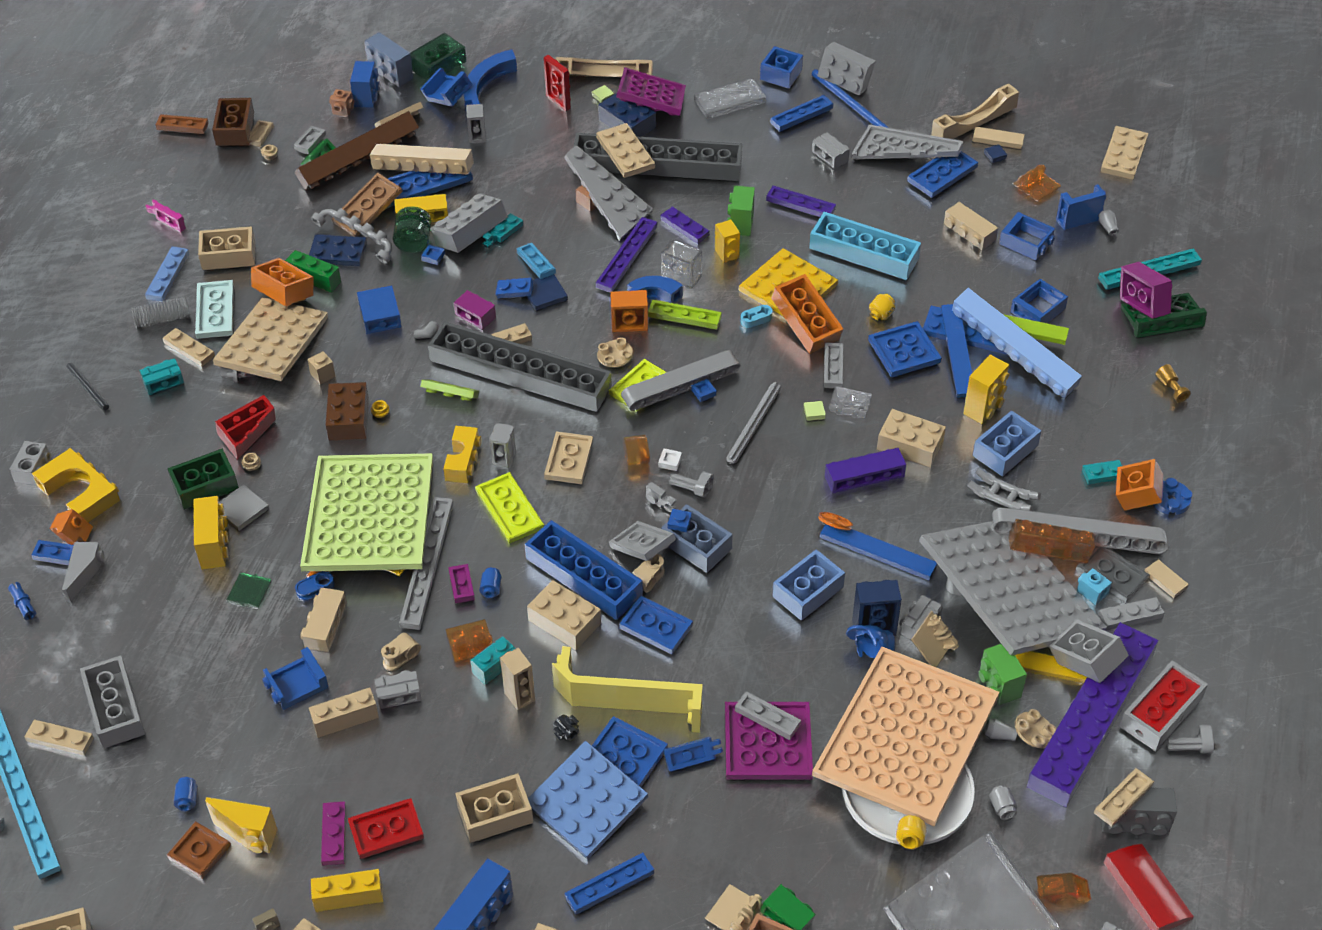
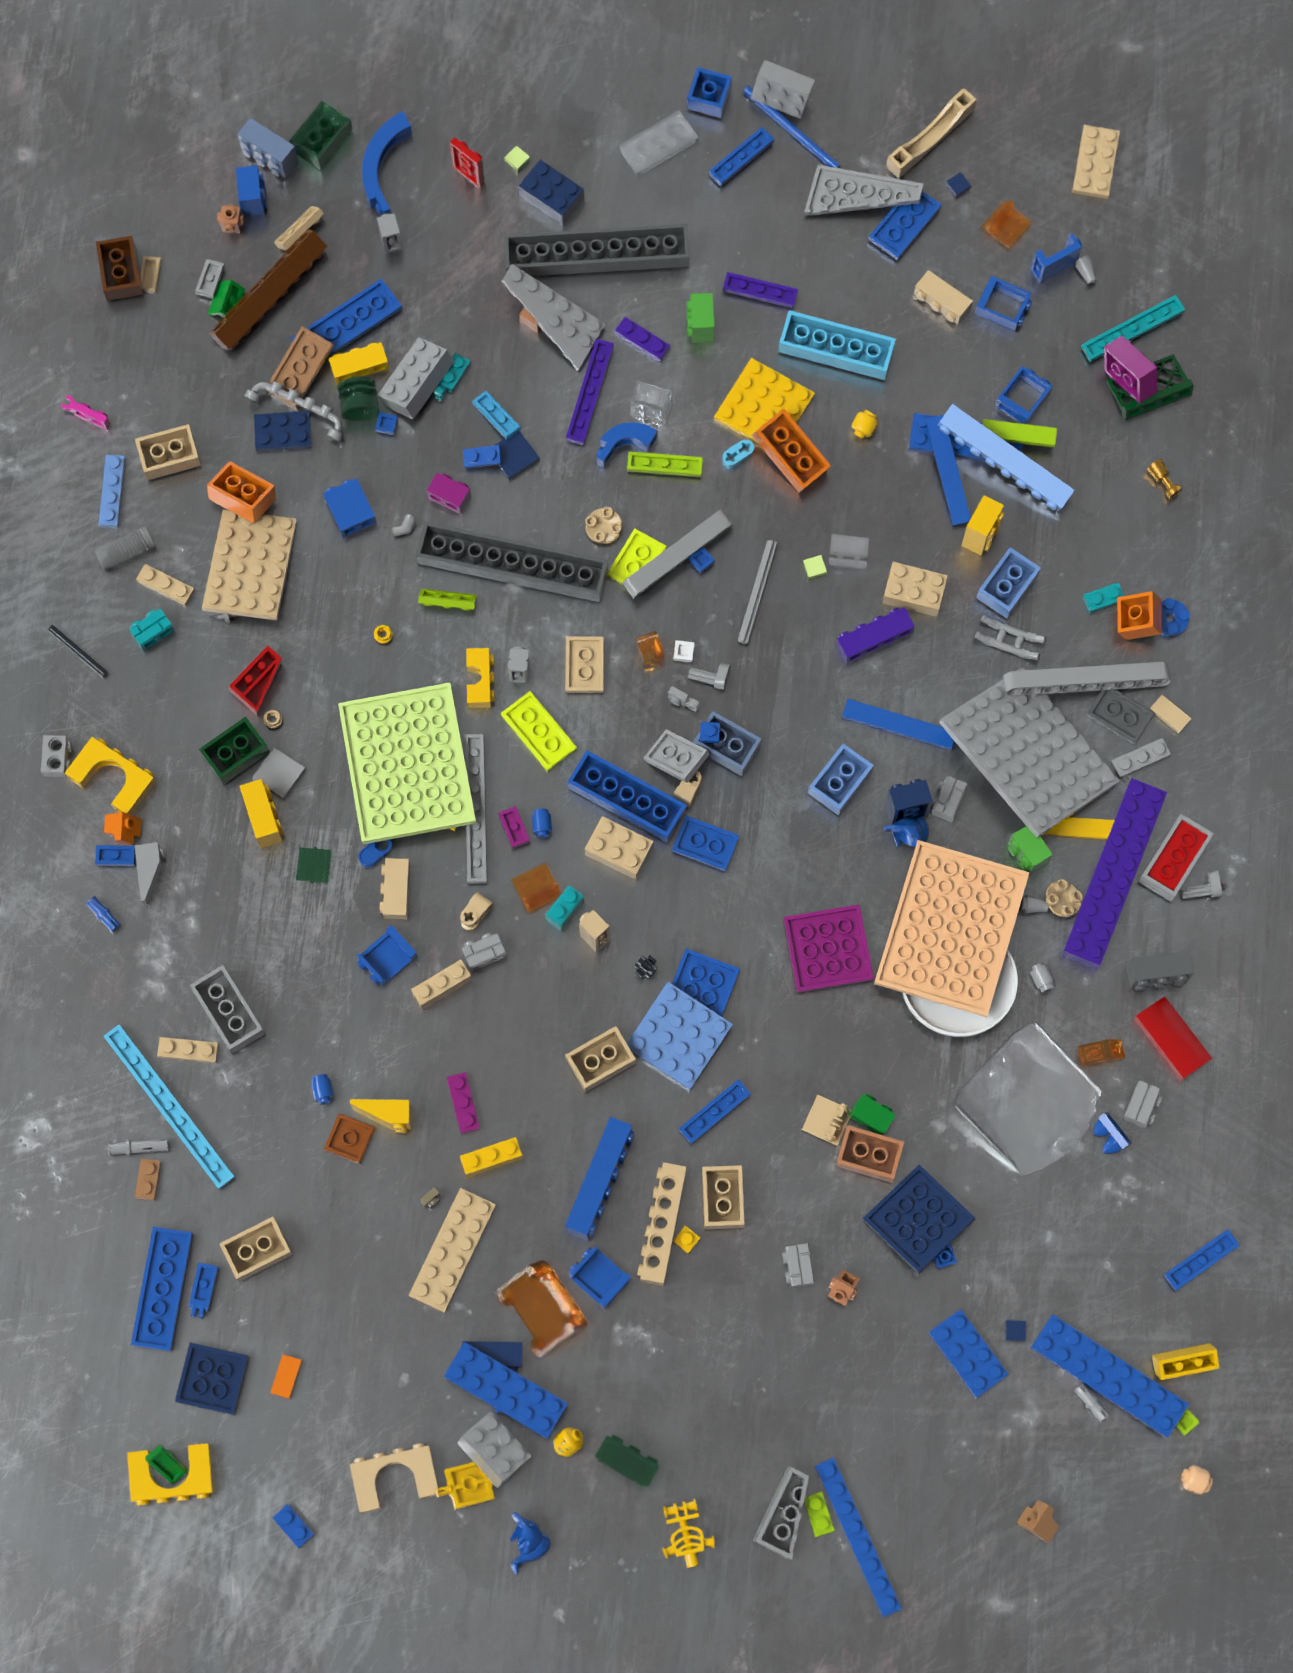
camera: 10 degrees left, 25 degrees up
(182, 124) = (61, 276): dark orange plate -> none
(214, 309) = (178, 532): light aqua plate -> none
(269, 152) = (169, 306): tan plate -> none
(321, 368) = (311, 593): tan brick -> none
(325, 275) = (268, 467): green brick -> none
(347, 411) = (352, 644): reddish brown brick -> none
(385, 828) = (508, 1092): red plate -> none
(422, 159) = (343, 296): tan brick -> none
(445, 88) = (343, 182): blue panel -> none
(517, 334) = (493, 519): tan plate -> none
(603, 68) = (484, 124): tan arch -> none
(625, 150) = (563, 255): tan plate -> none
(626, 693) = (695, 926): light yellow panel -> none
(629, 311) = (609, 474): orange brick -> none
(651, 91) = (573, 157): magenta plate -> none
(691, 753) = (763, 973): blue hinge -> none
(727, 241) = (693, 363): yellow brick -> none
(767, 715) = (825, 928): light grey plate -> none
(830, 150) = (781, 209): light grey brick -> none
(833, 365) = (826, 507): light grey plate -> none
(835, 521) = (855, 700): orange wheel -> none
(904, 349) = (894, 475): blue plate -> none
(911, 832) = (968, 1029): yellow head -> none
(934, 639) = (964, 821): tan hinge -> none
(996, 137) = (959, 160): tan tile -> none
(1051, 540) = (1061, 697): clear orange brick -> none
(1088, 650) = (1105, 819): light grey brick -> none
(1093, 586) = (1104, 735): medium azure brick -> none
(1123, 797) = (1147, 967): tan tile -> none

